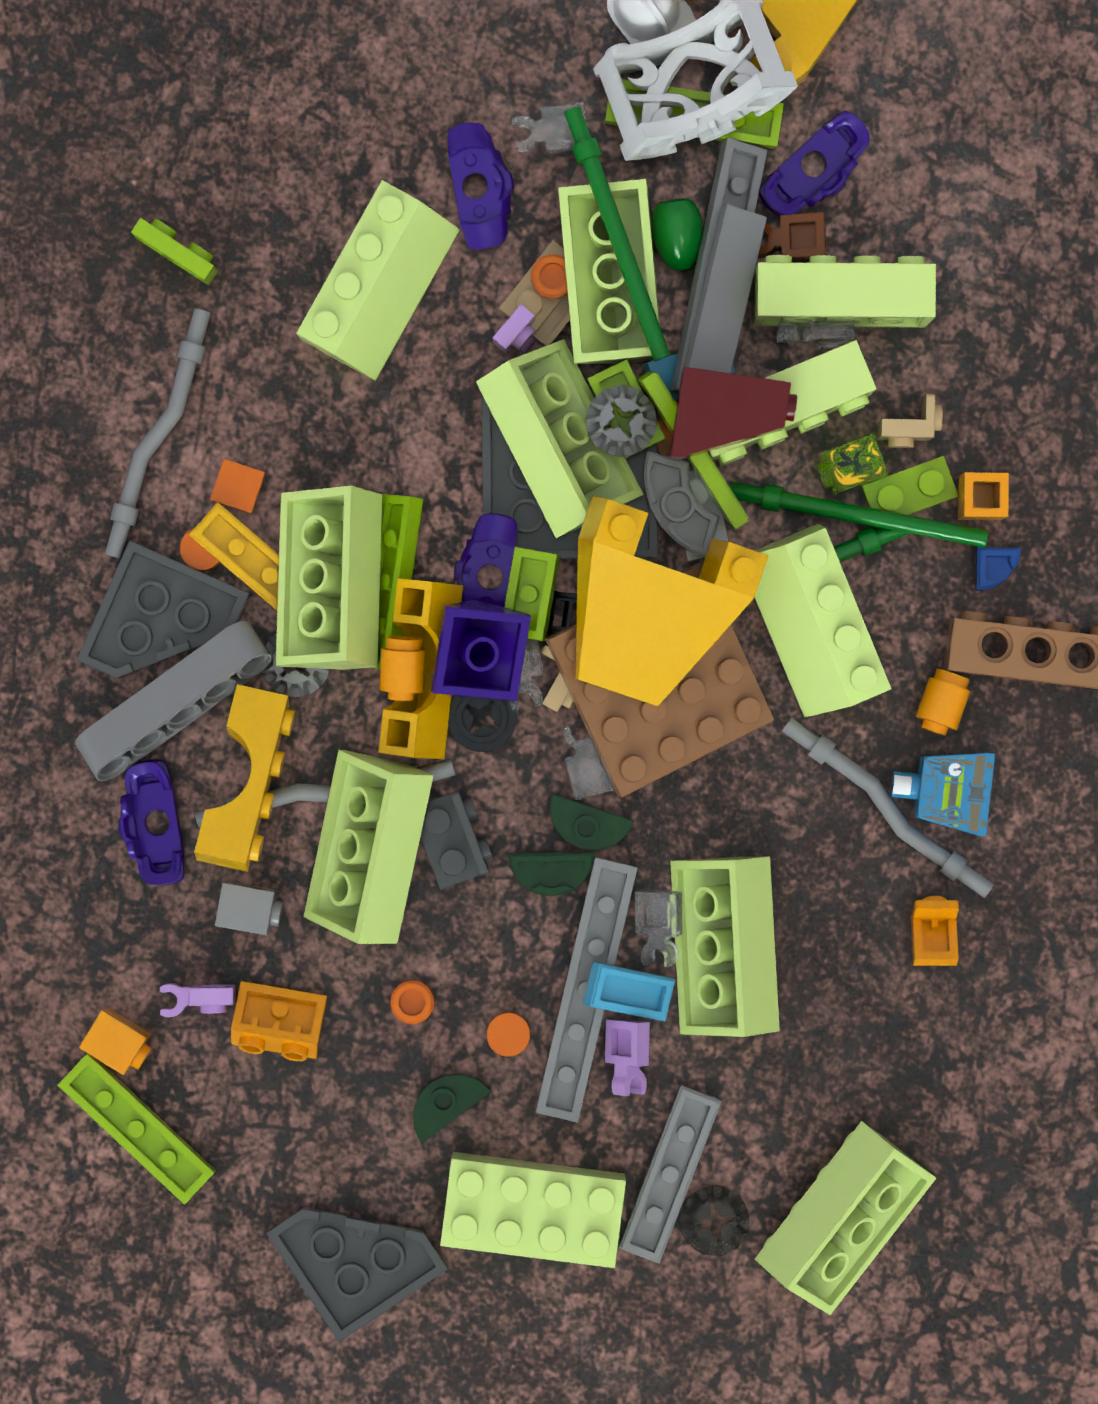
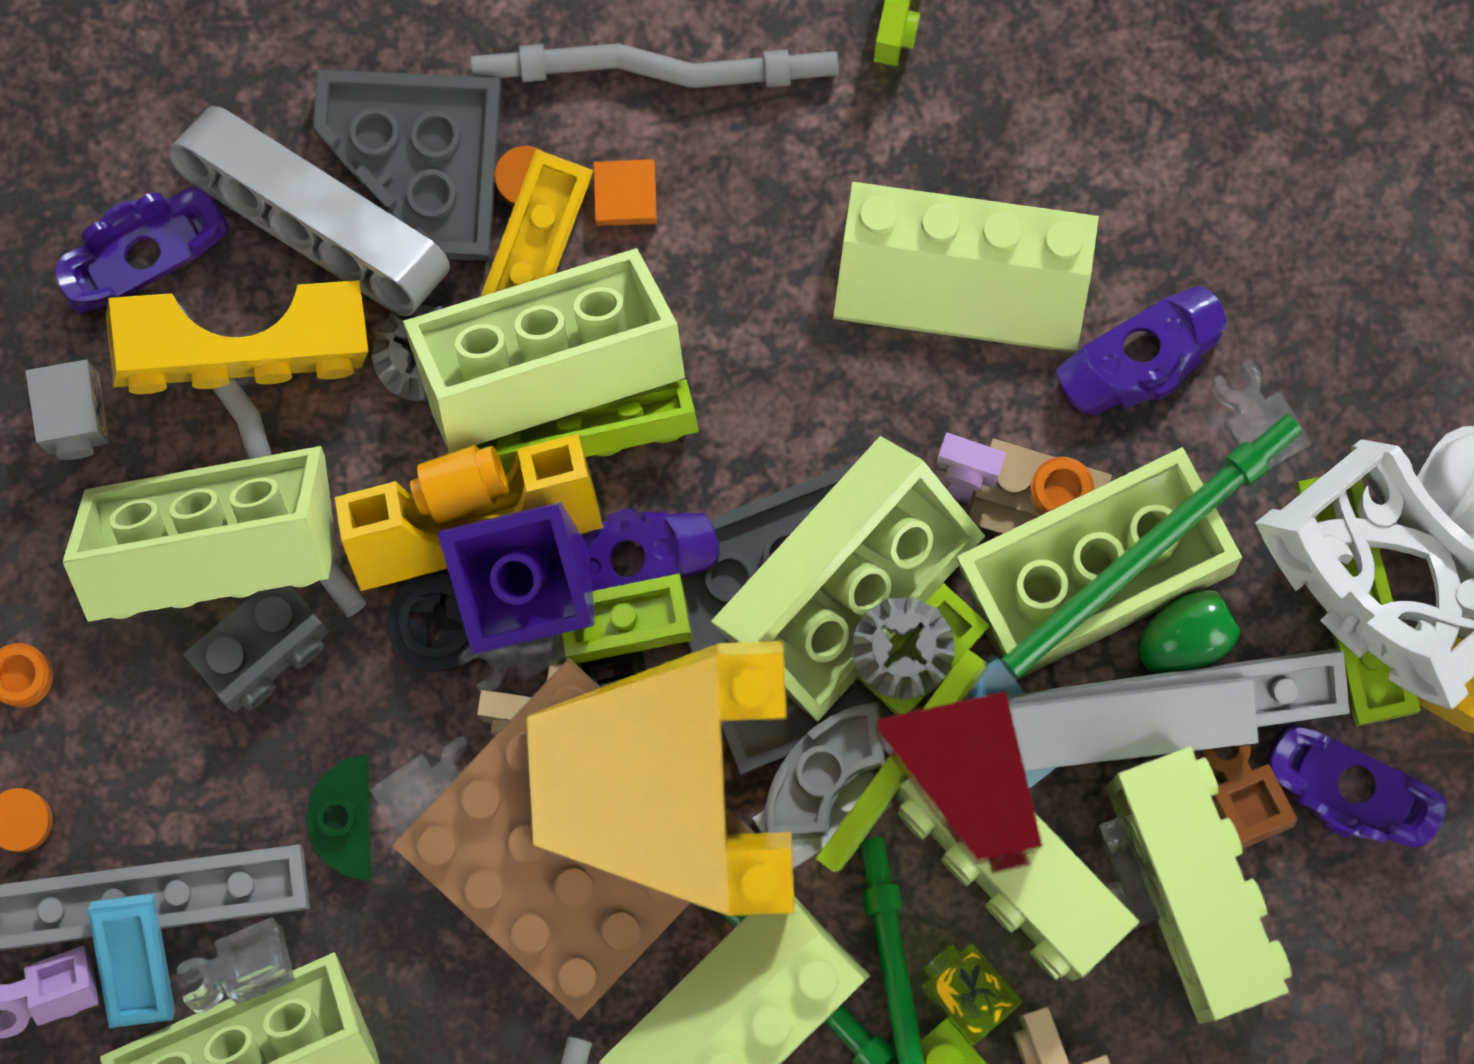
camera: 70 degrees right, 10 degrees down
(551, 871) = (260, 794): dark green plate -> none

